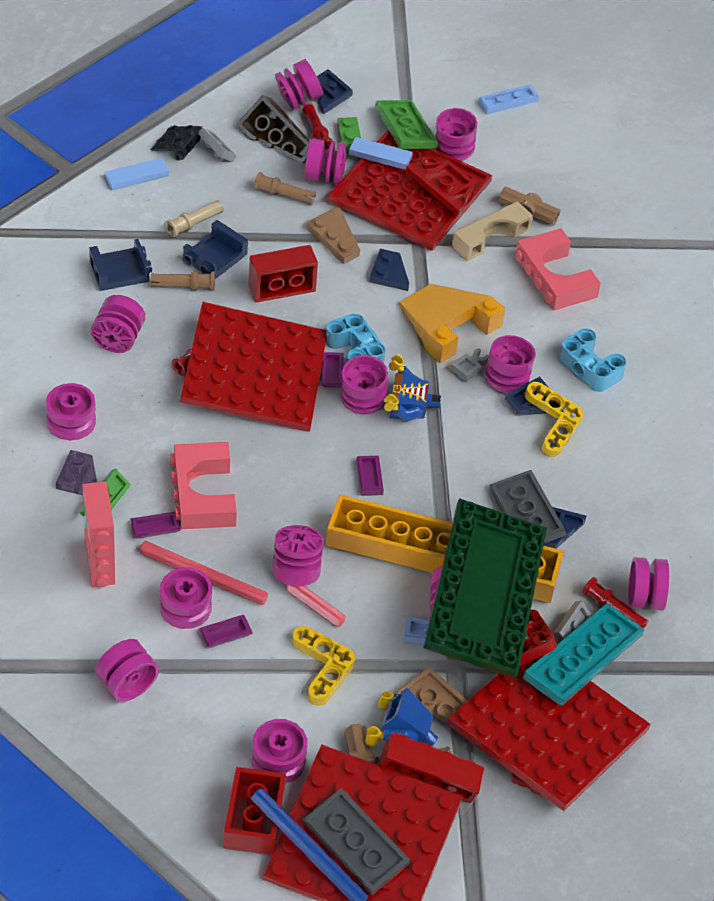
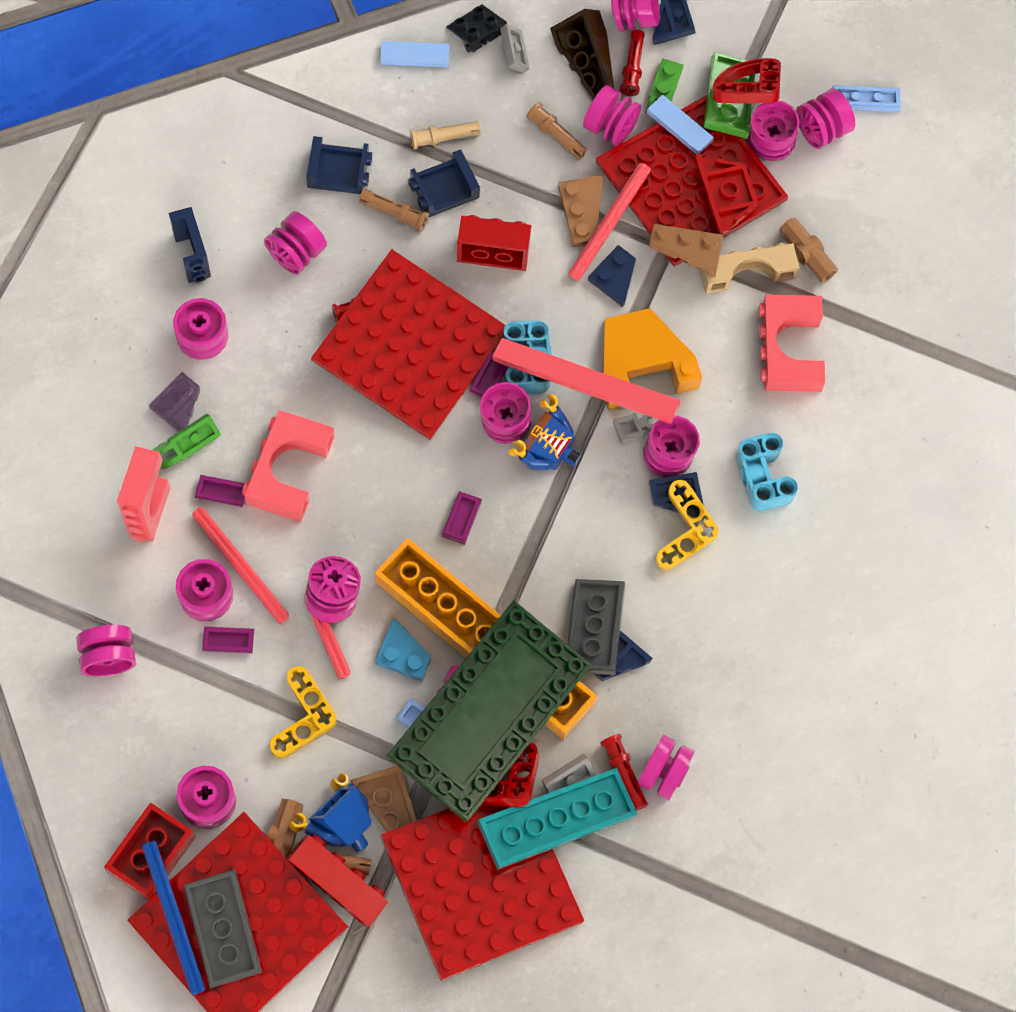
camera: 25 degrees right, 20 degrees up
(24, 343) = (185, 228): none -> dark blue panel
(365, 233) = (609, 222): none -> coral axle
(380, 588) = (403, 653): none -> dark azure wing
(417, 337) = (586, 380): none -> coral tile
(431, 101) = (728, 91): none -> red beam
(445, 225) = (693, 246): none -> medium nougat wing
(493, 113) = (826, 118): none -> dark pink wheel

